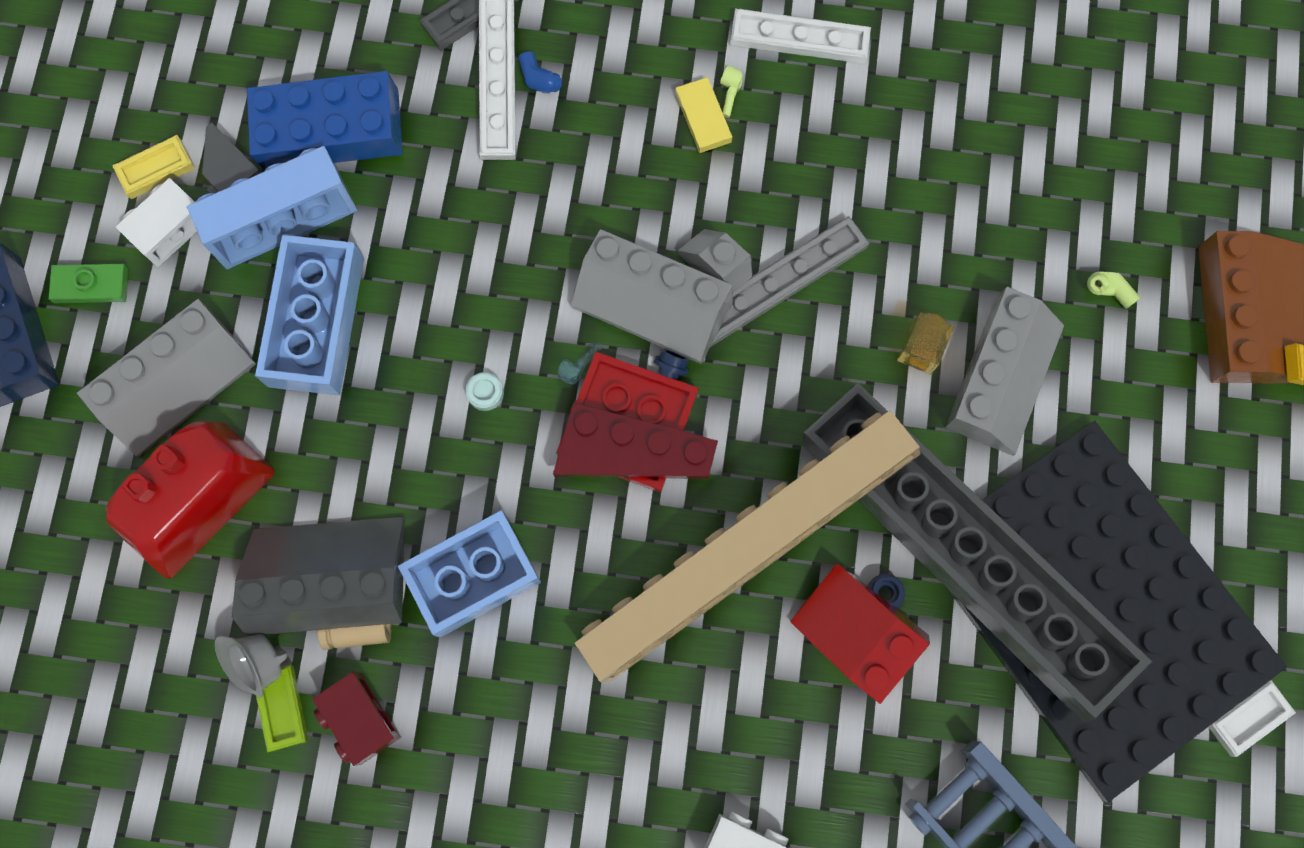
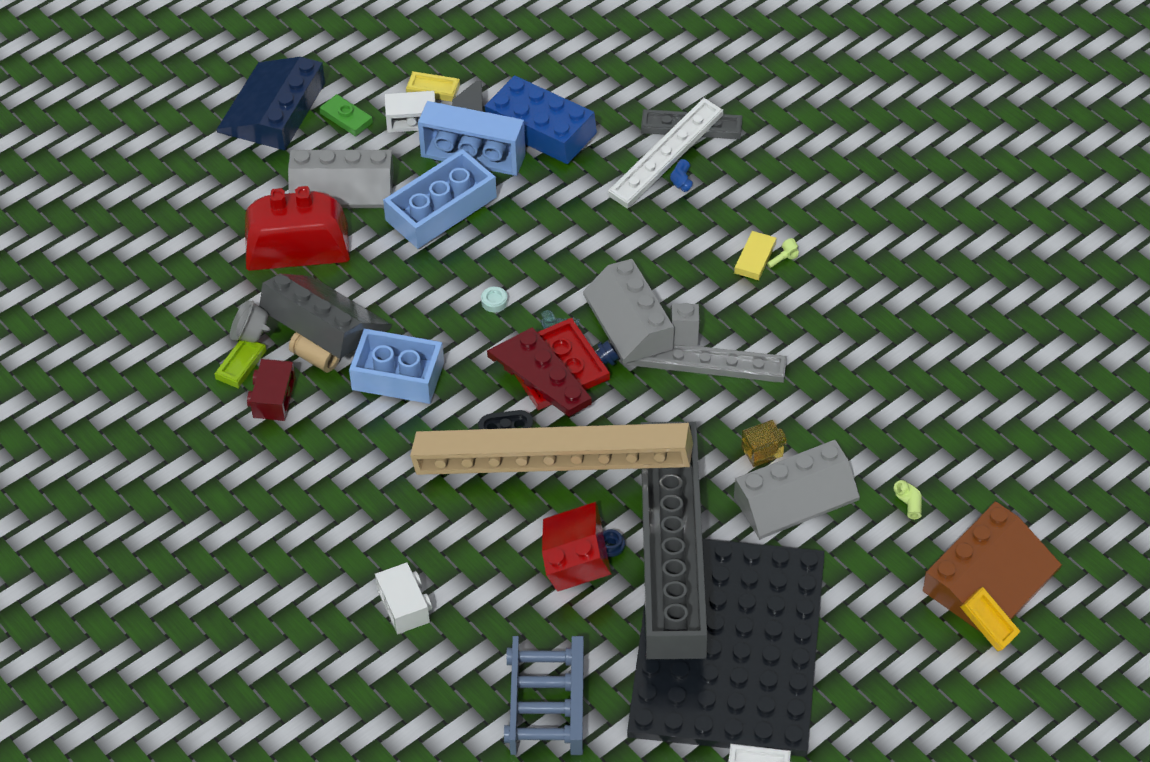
camera: 45 degrees right, 25 degrees down
(649, 544) = (506, 420): none -> black plate
(800, 36) = (855, 256): white tile -> none

